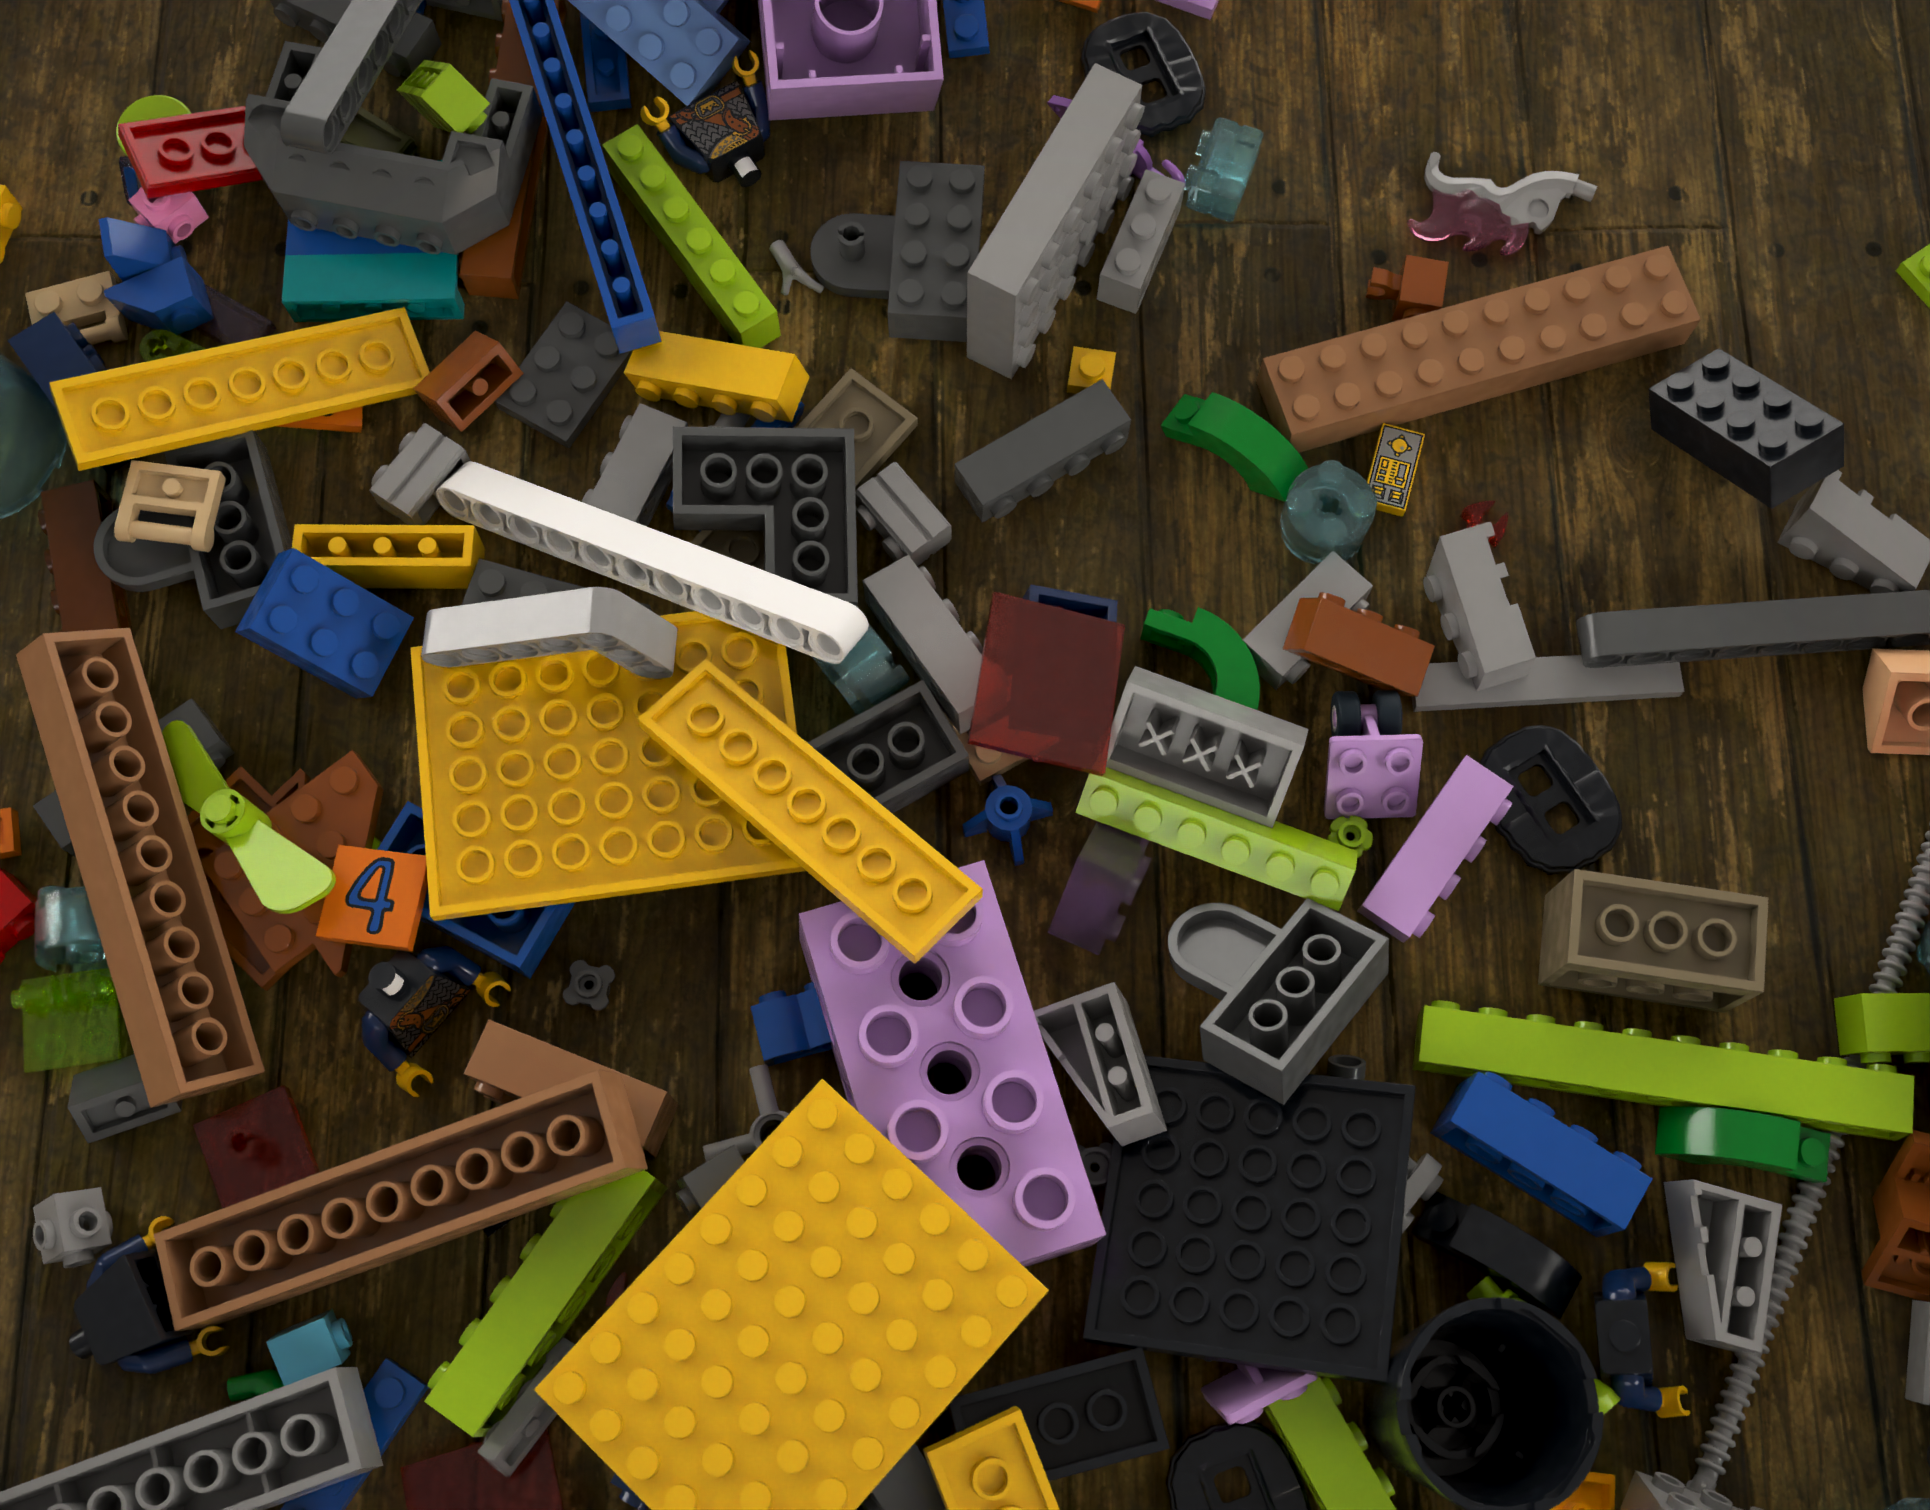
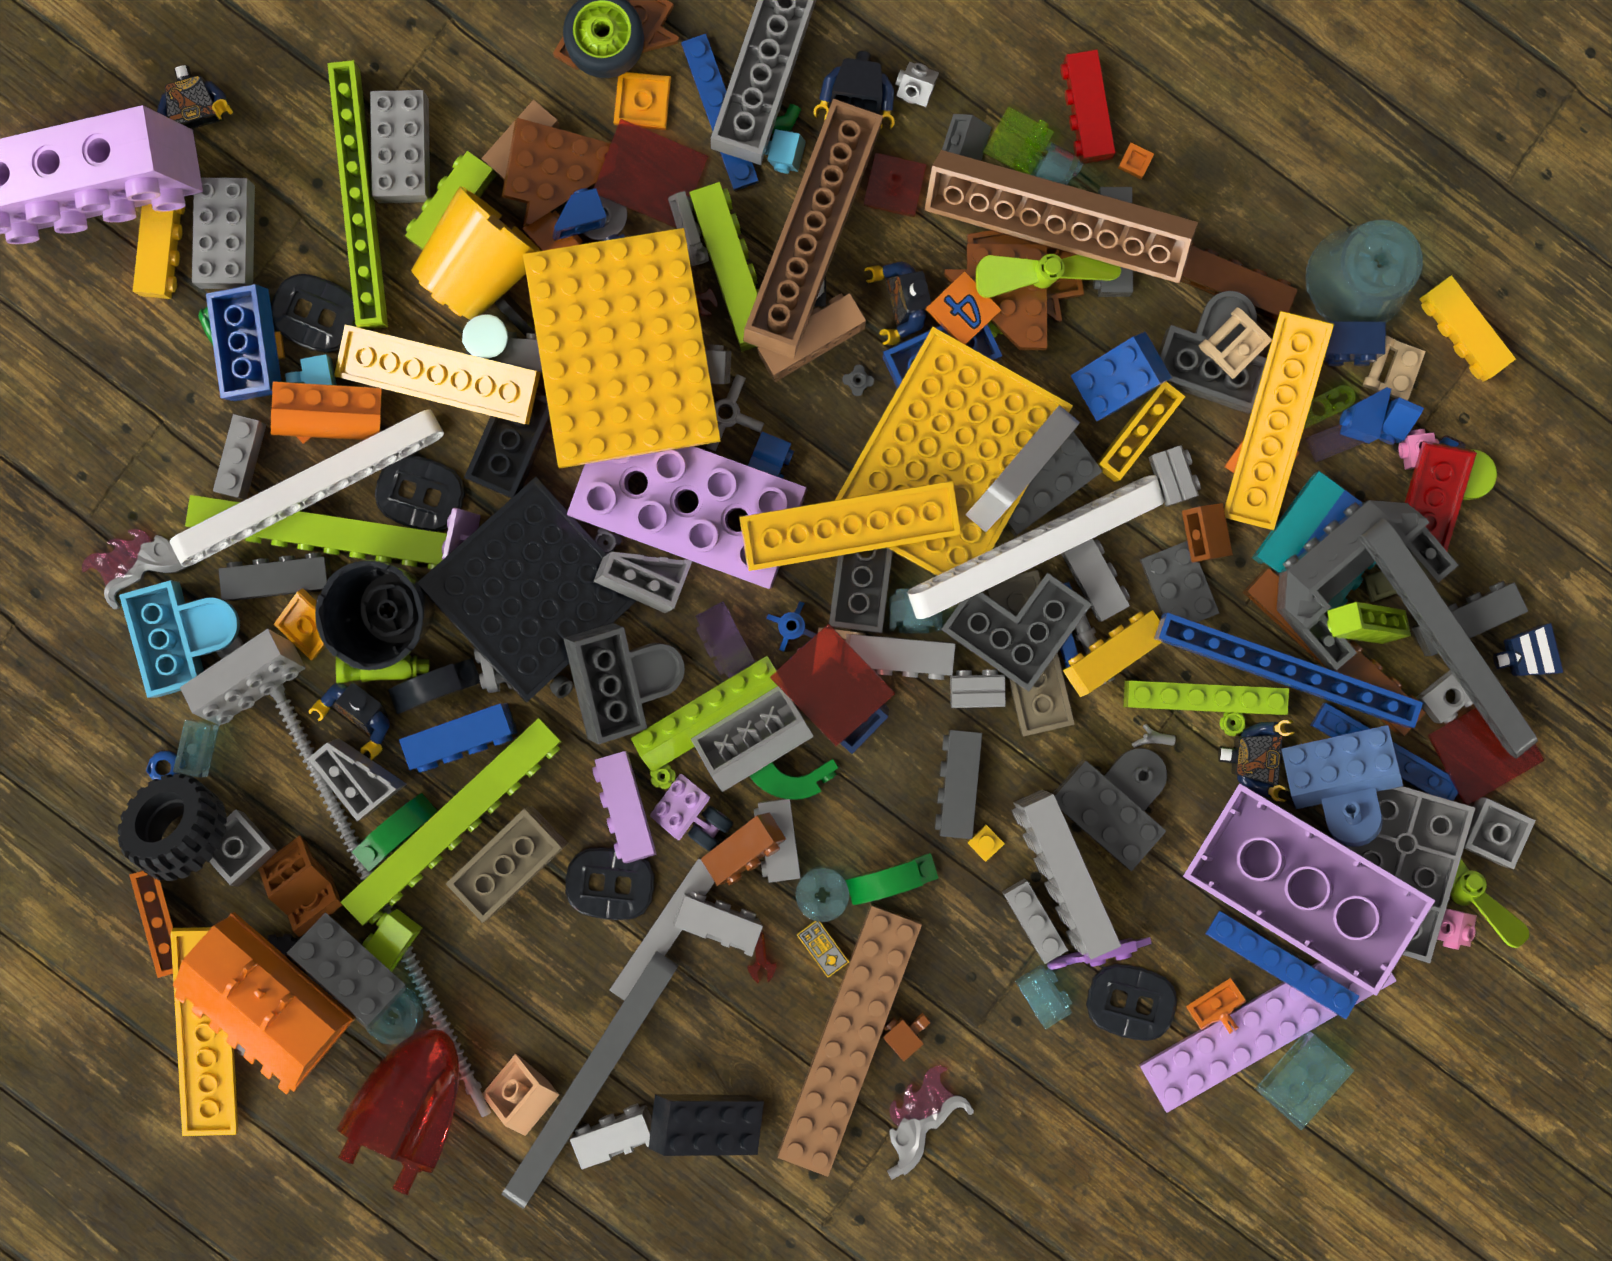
camera: 130 degrees right, 15 degrees up
(702, 182) = (1228, 728): none -> lime plate

